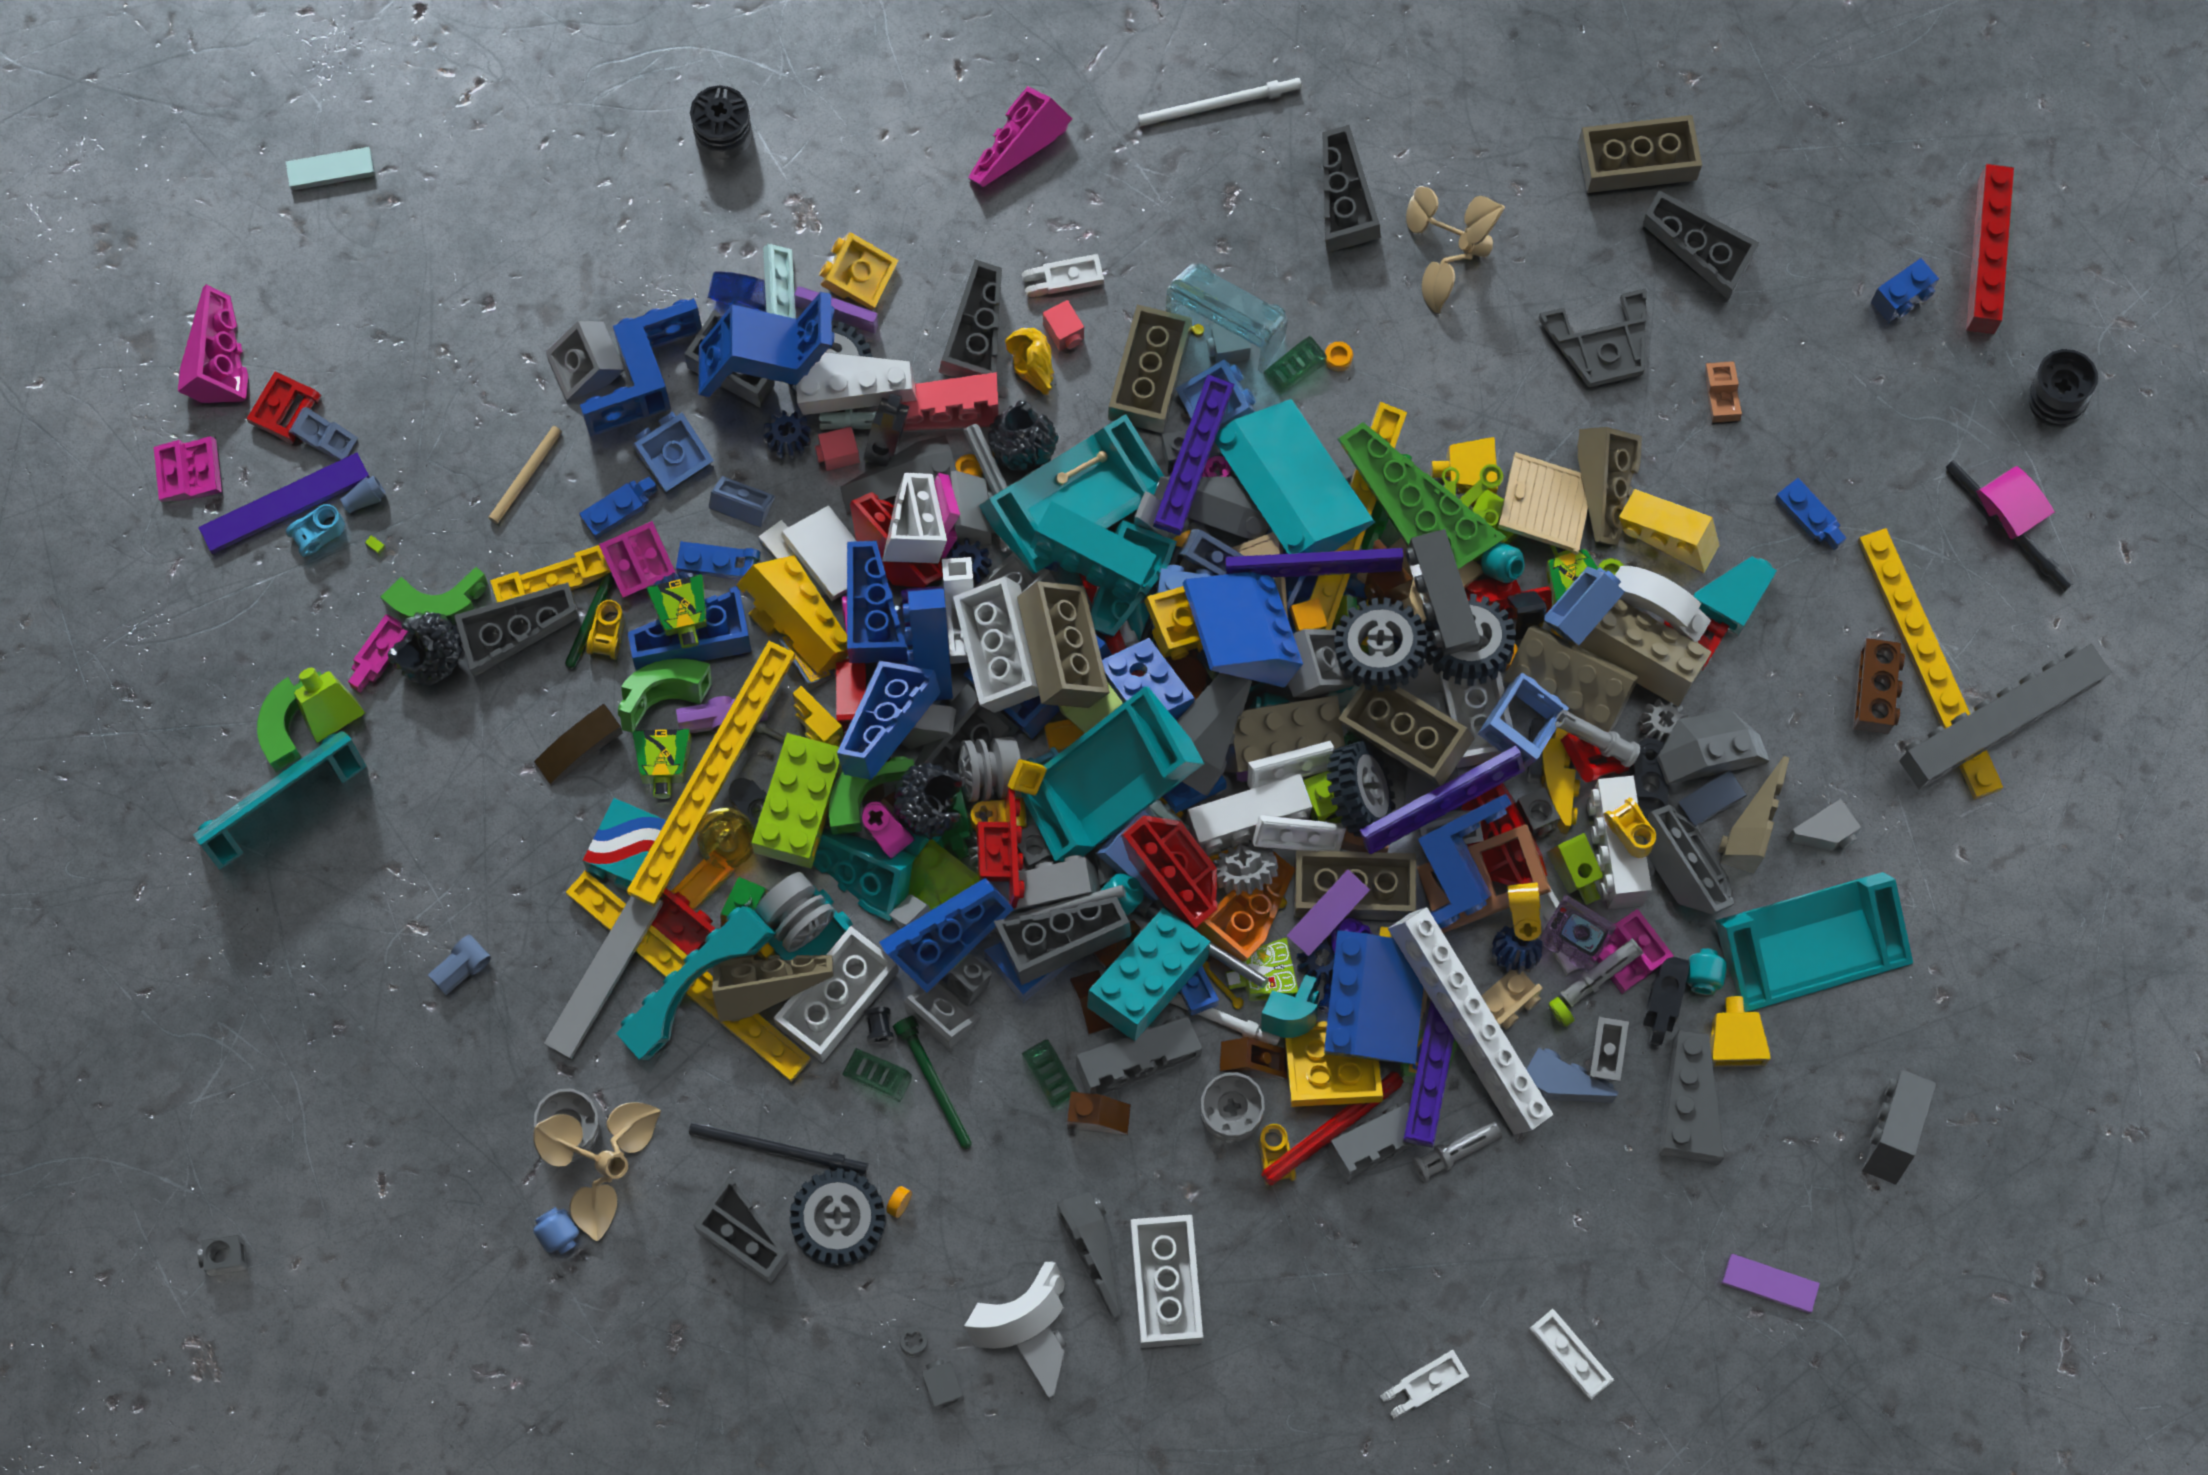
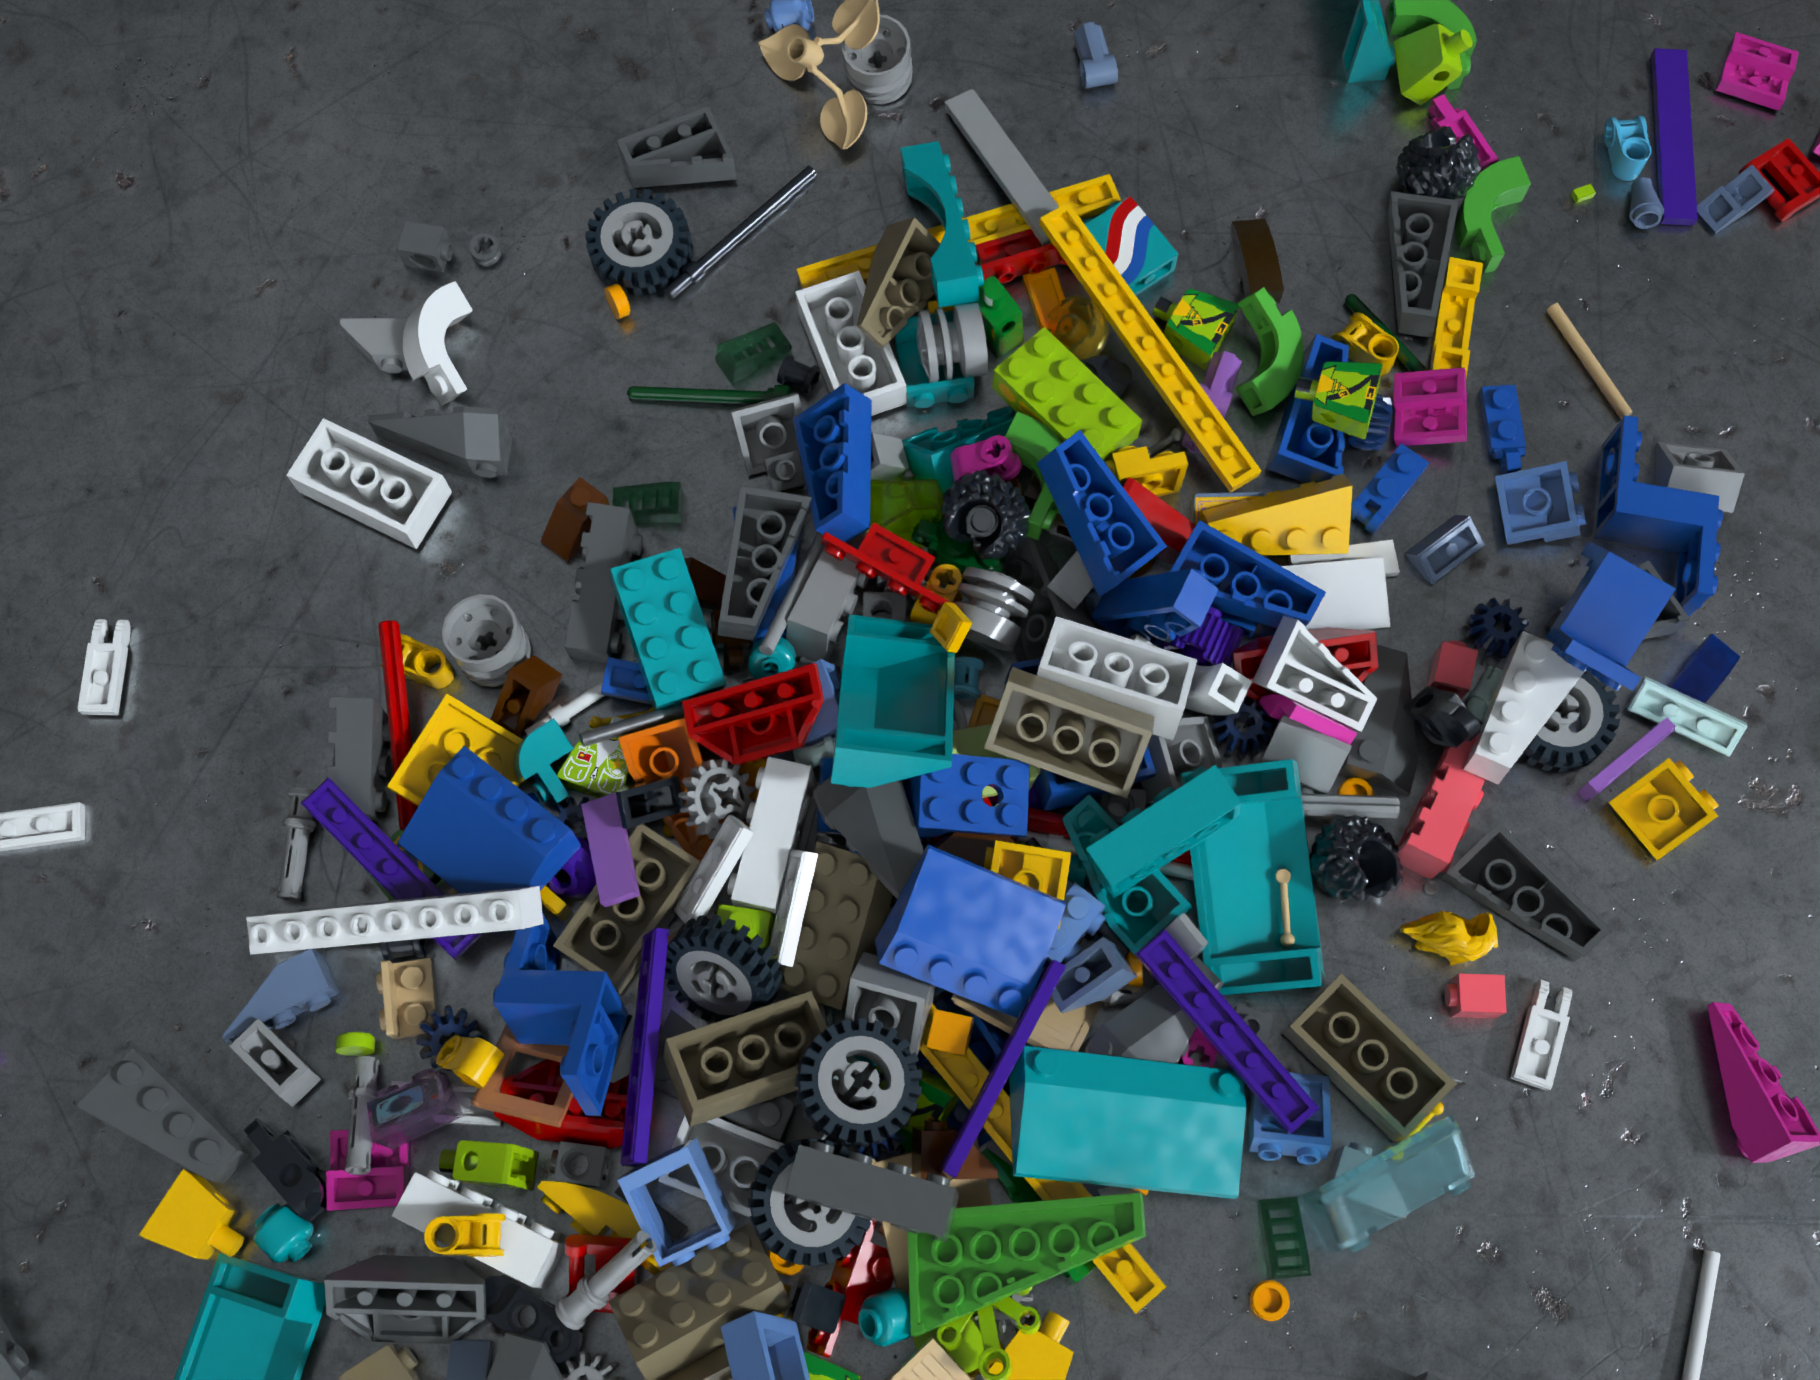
camera: 125 degrees right, 0 degrees up
(1278, 912) = (648, 800): none -> black slope

